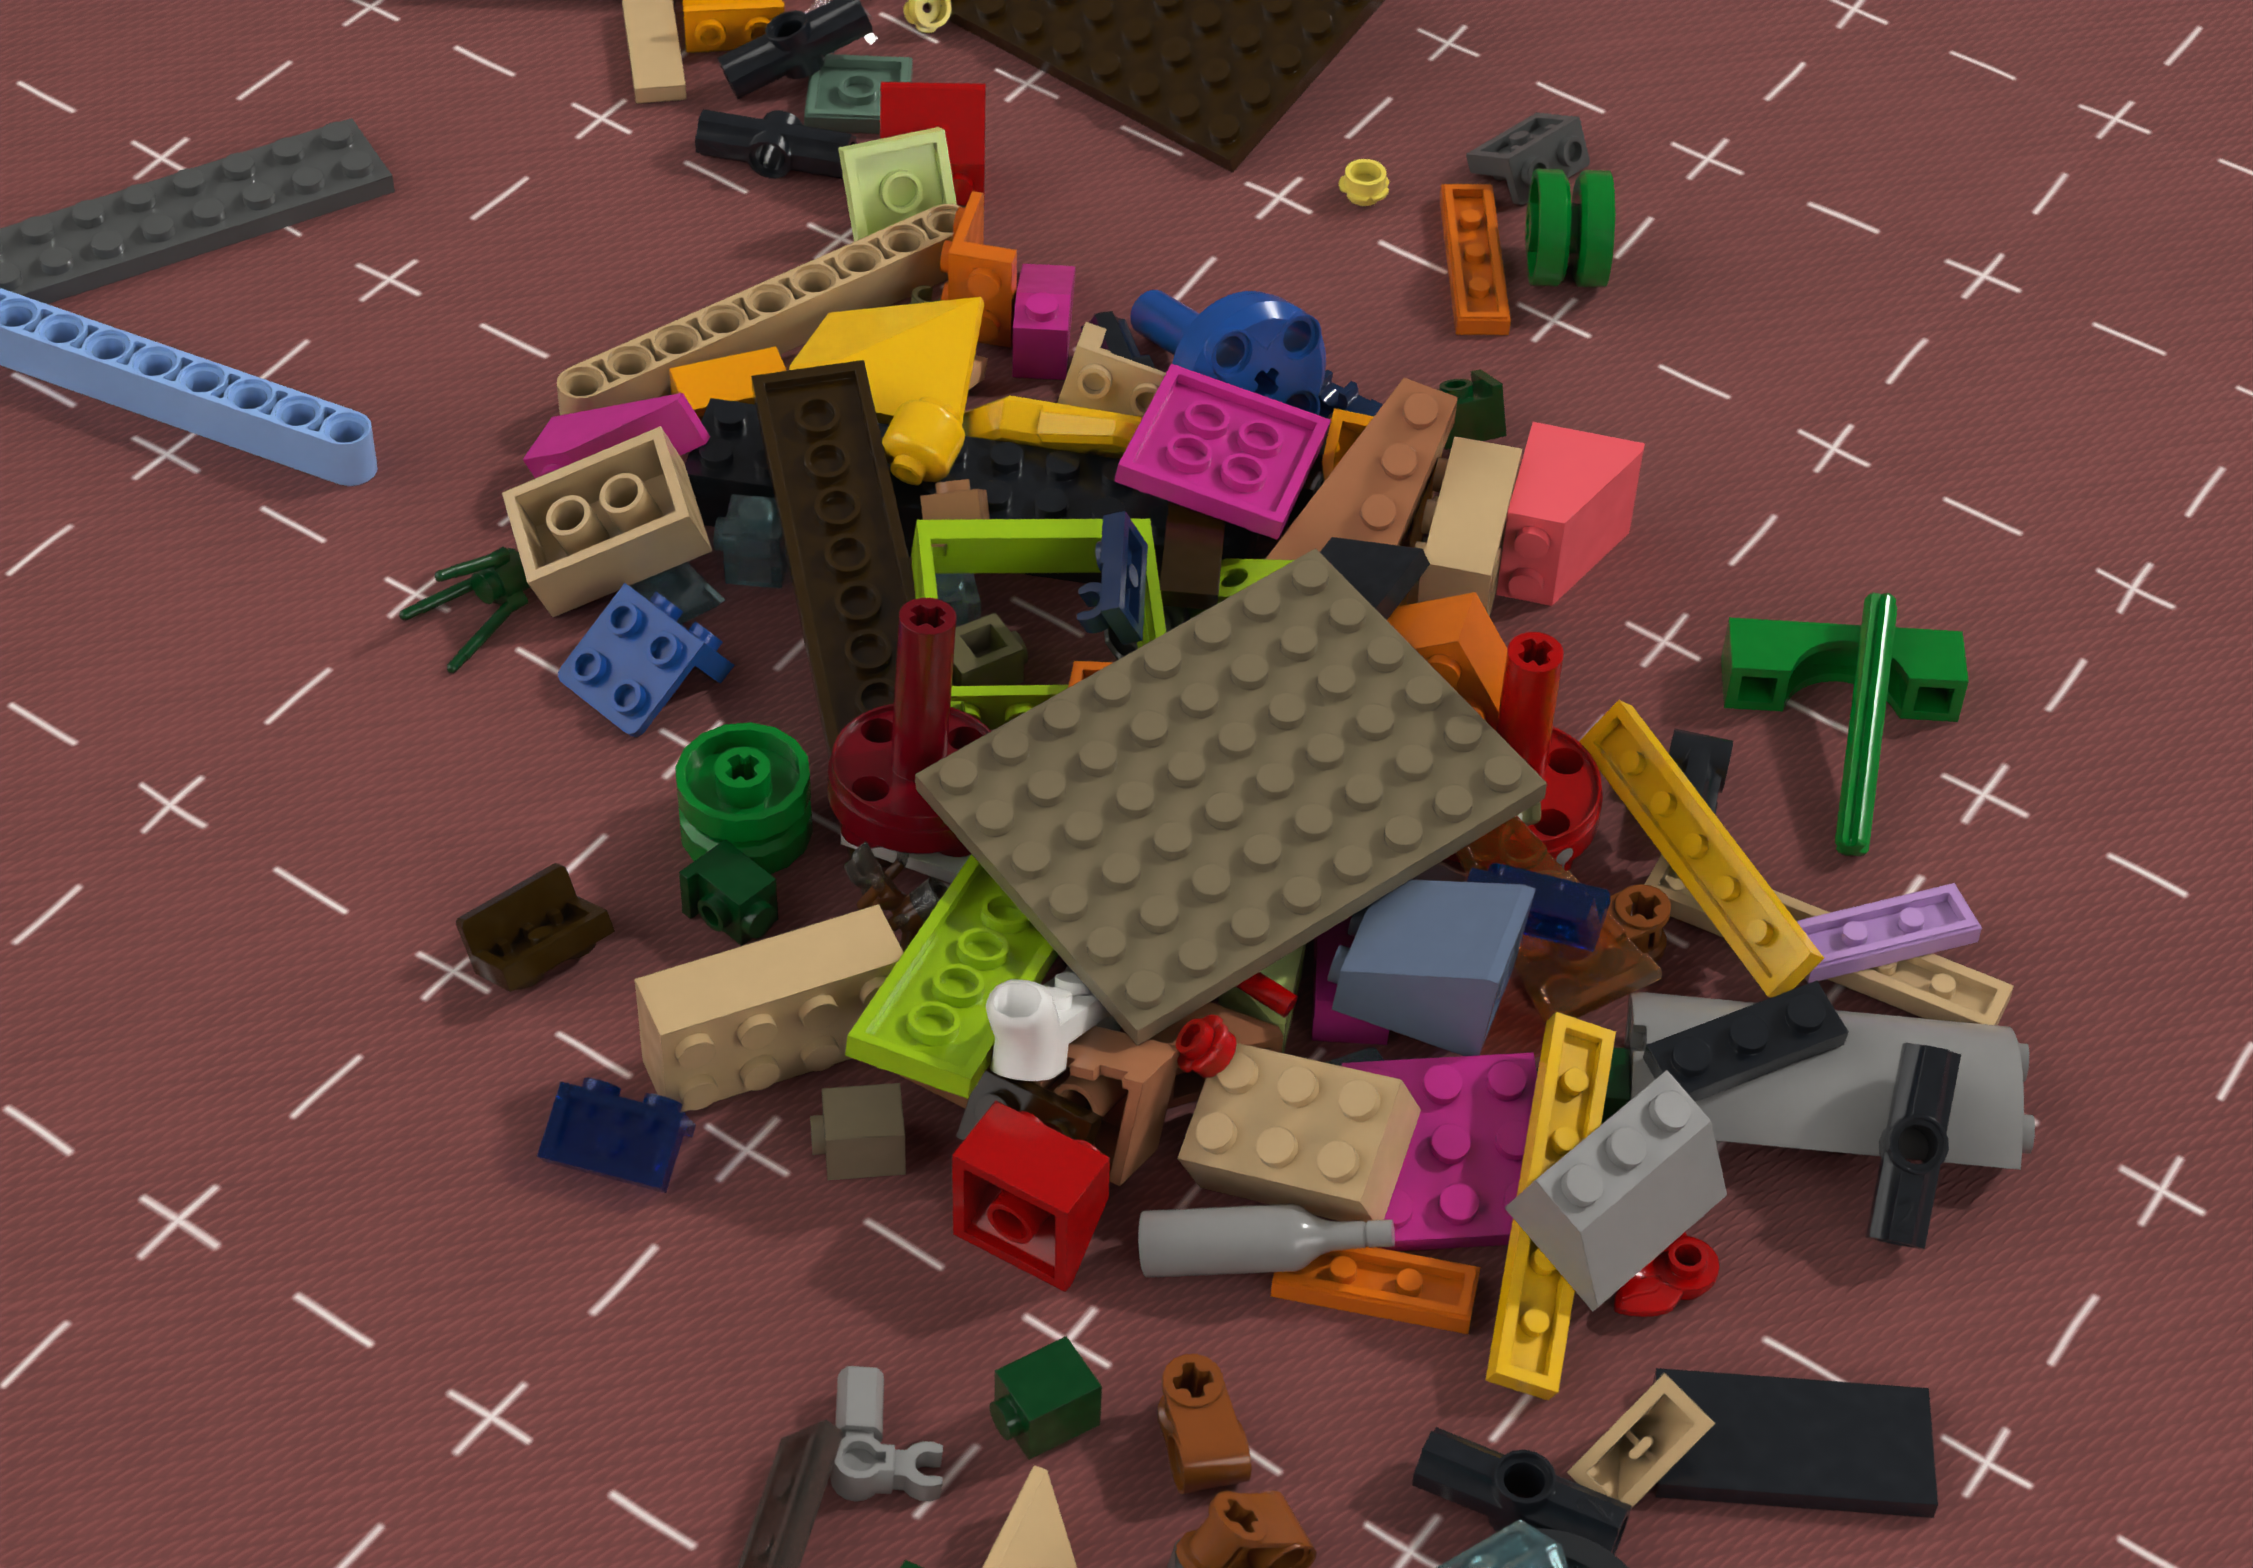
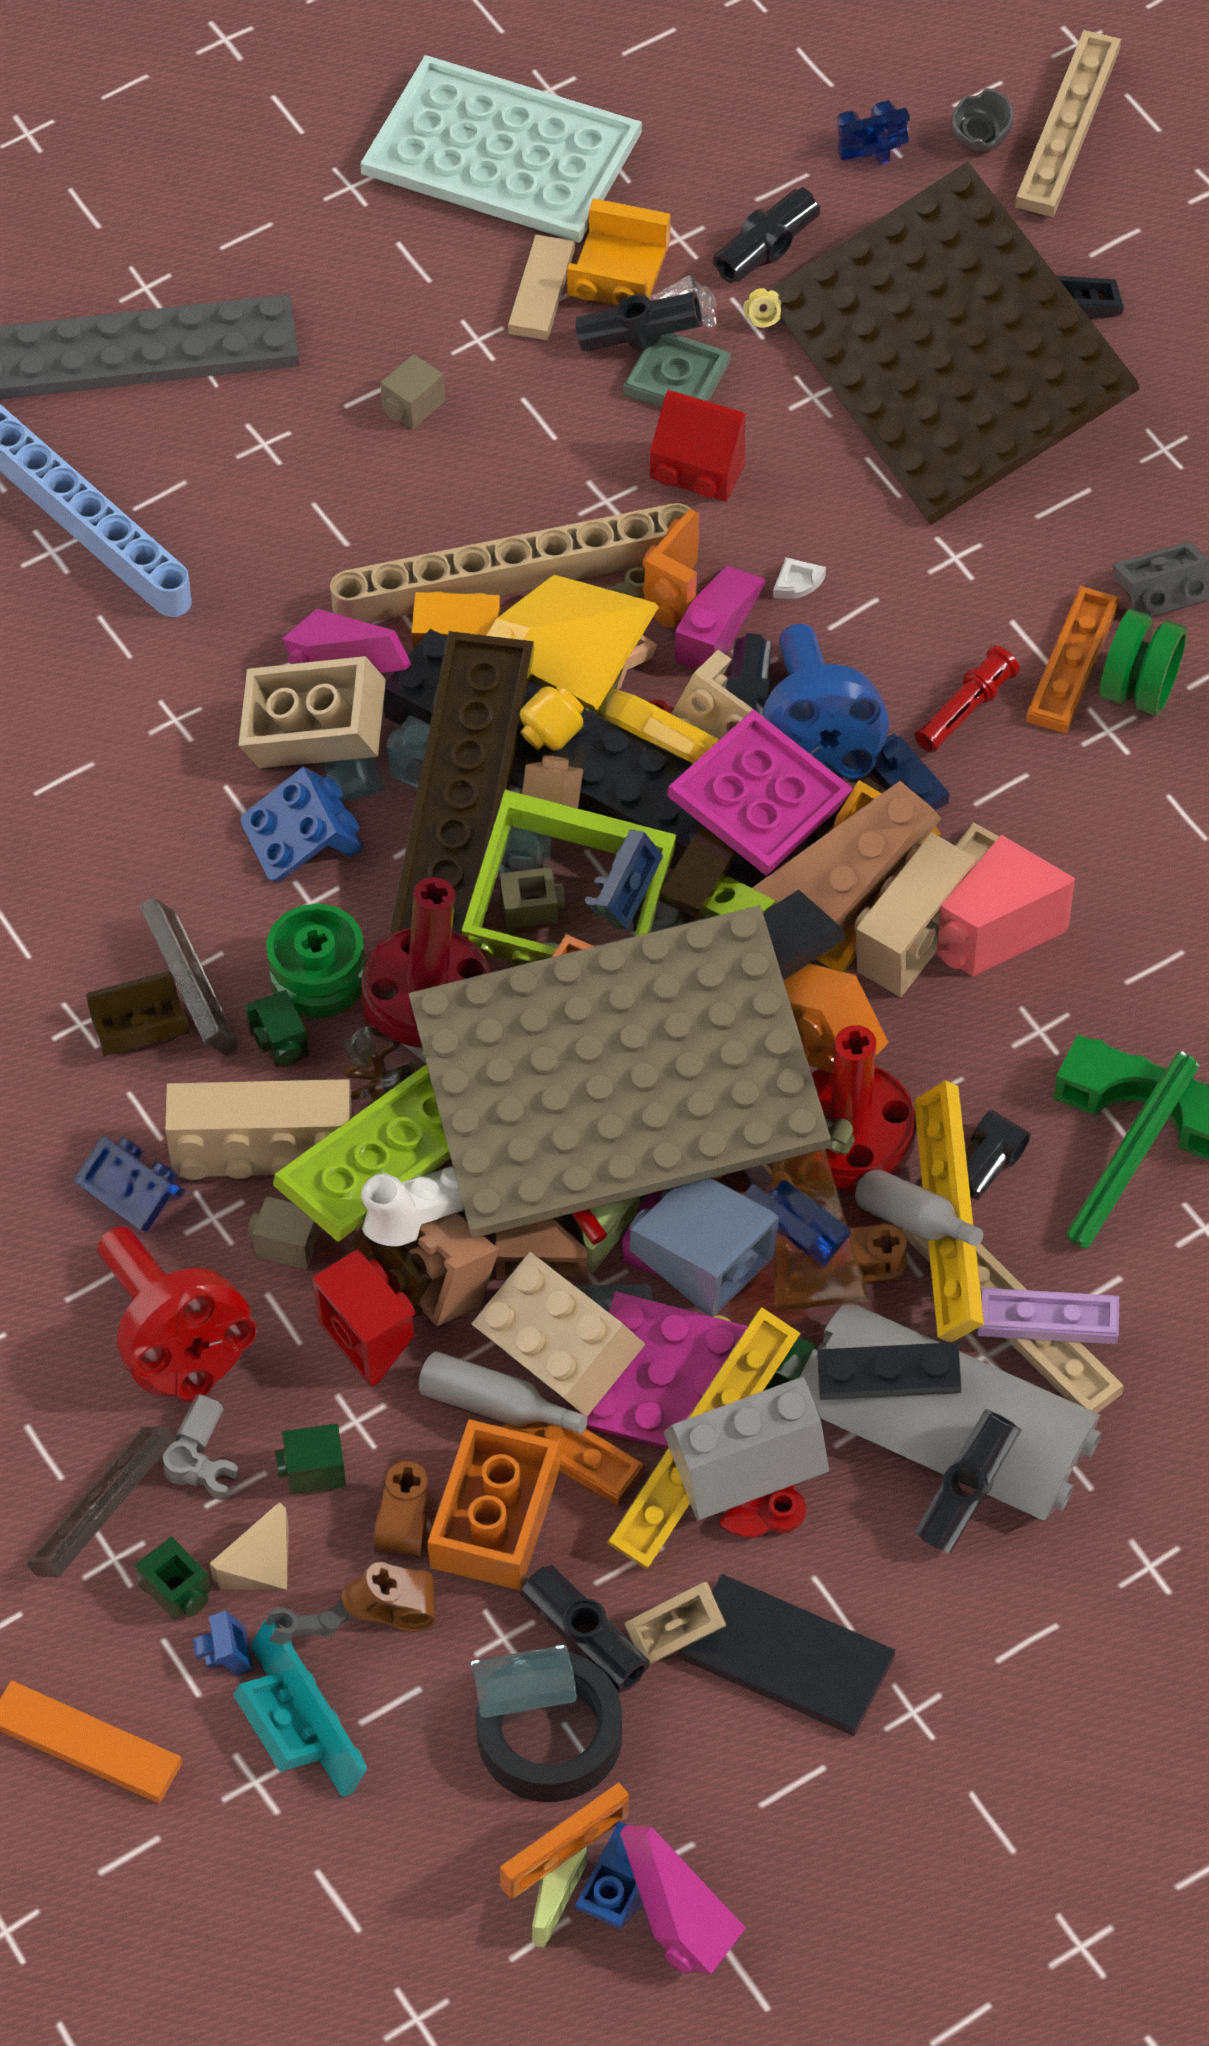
camera: 25 degrees right, 10 degrees up
(495, 579) = (225, 732): dark green plant -> none
(554, 177) = (412, 392): none -> dark tan brick
(582, 866) = (189, 976): none -> clear smoke tile
(772, 143) = (589, 406): black piece -> none
(789, 1282) = (180, 1326): none -> red piece
(895, 179) = (652, 474): yellowish green plate -> none
(1113, 257) = (798, 579): none -> white tile
(1205, 1046) = (514, 1254): red plate -> none
(1324, 1376) = (494, 1505): none -> orange brick
(1364, 182) = (1024, 559): light yellow plate -> none
(1387, 308) = (978, 687): none -> red pin
(1479, 407) = (981, 797): dark green brick -> none
(1663, 854) = (912, 1208): none -> light grey piece

